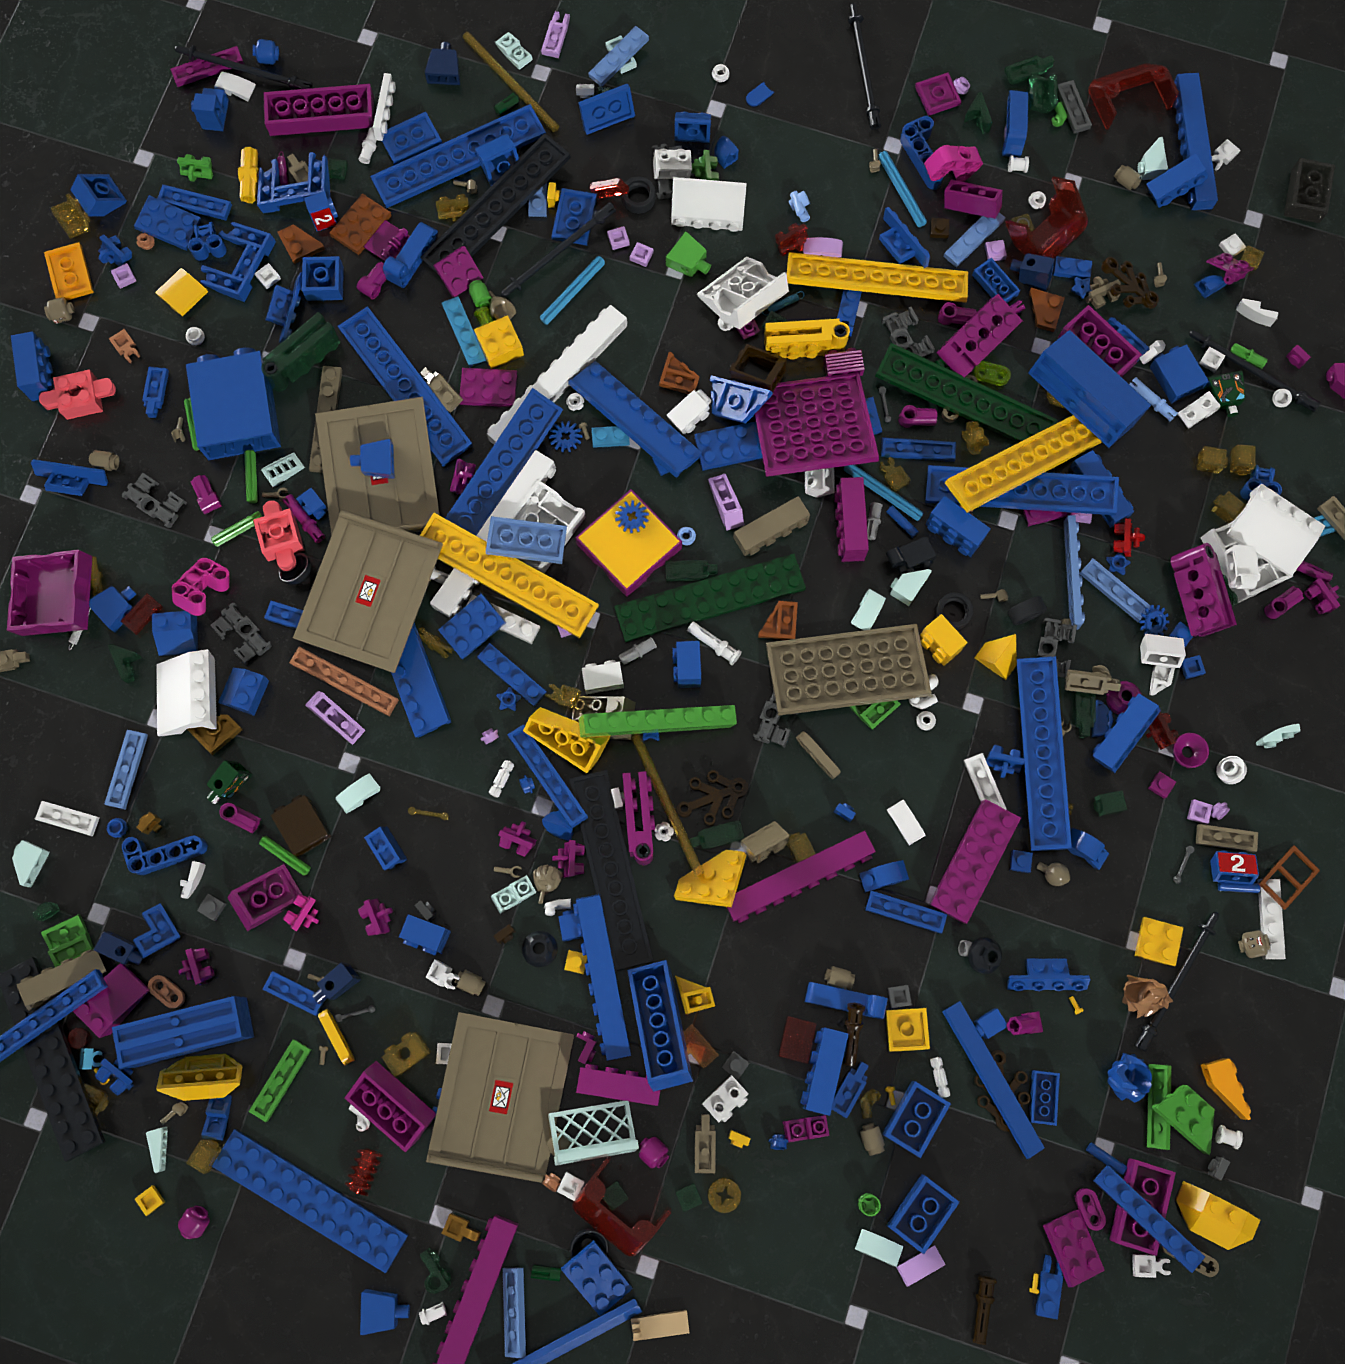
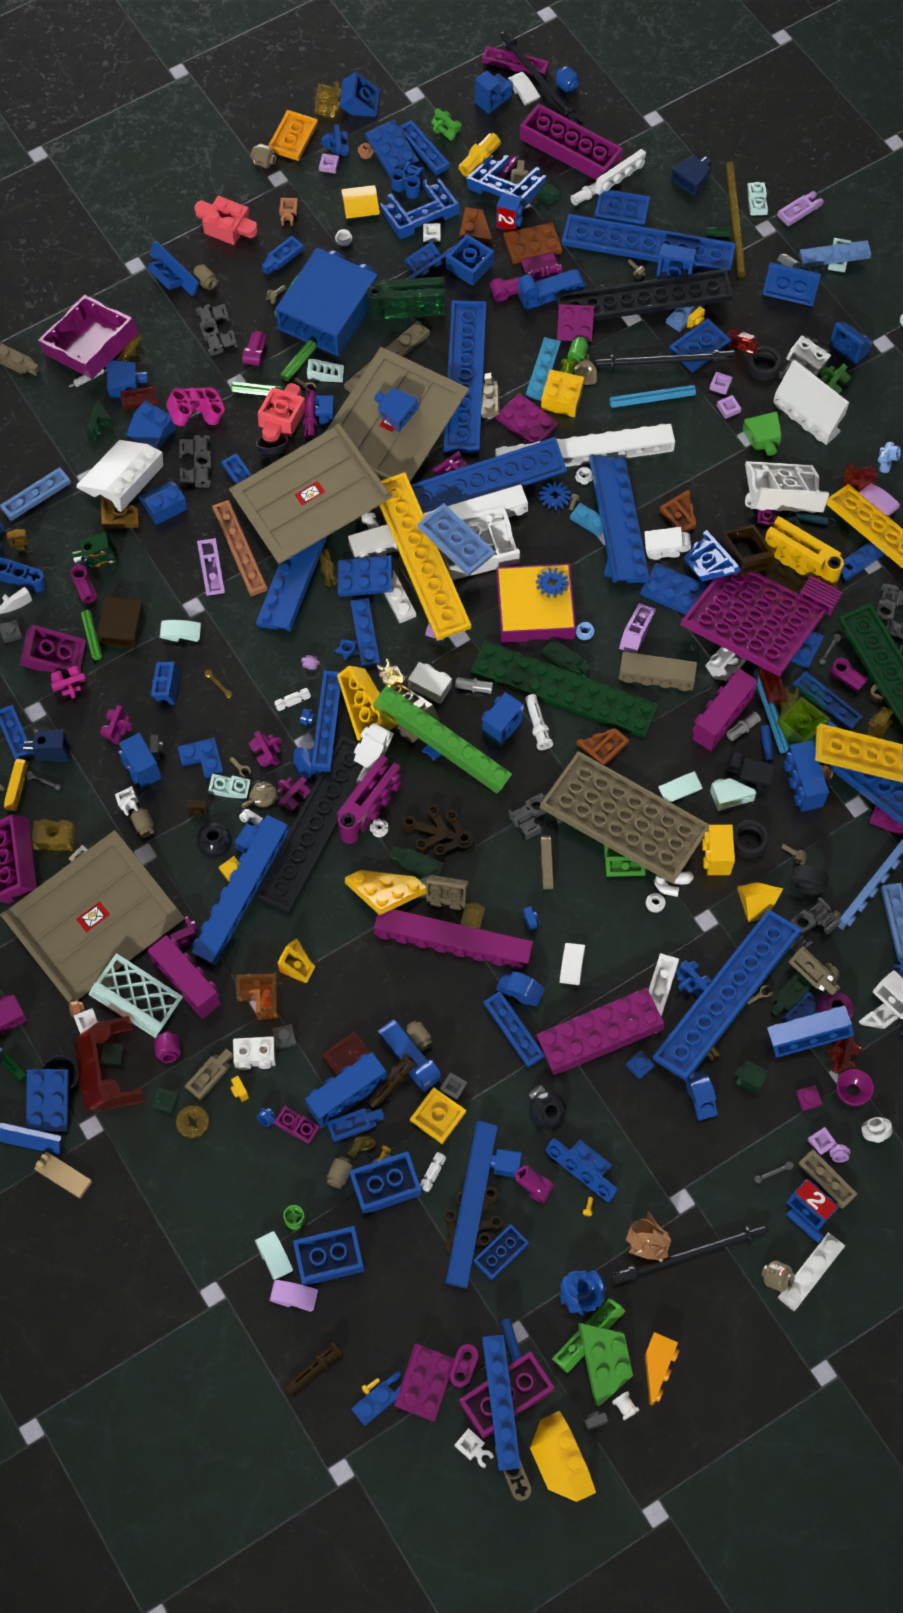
camera: 40 degrees right, 10 degrees down
(32, 365) = (211, 176): blue brick -> none
(452, 208) = (610, 276): clear yellow hips -> none
(467, 881) = (203, 752): none -> blue plate
(608, 771) = (373, 744): none -> white hinge
(659, 1026) = (250, 953): blue brick -> none
(667, 805) = (398, 809): clear yellow piece -> none
(725, 152) = (862, 379): blue brick -> none
(872, 472) = (772, 686): none -> clear red plate
(920, 484) = (801, 721): none -> clear neon green slope
(1056, 873) = (659, 1094): dark tan piece -> none
(1159, 941) = (700, 1213): yellow plate -> none
(1262, 883) = (853, 1234): dark orange window -> none

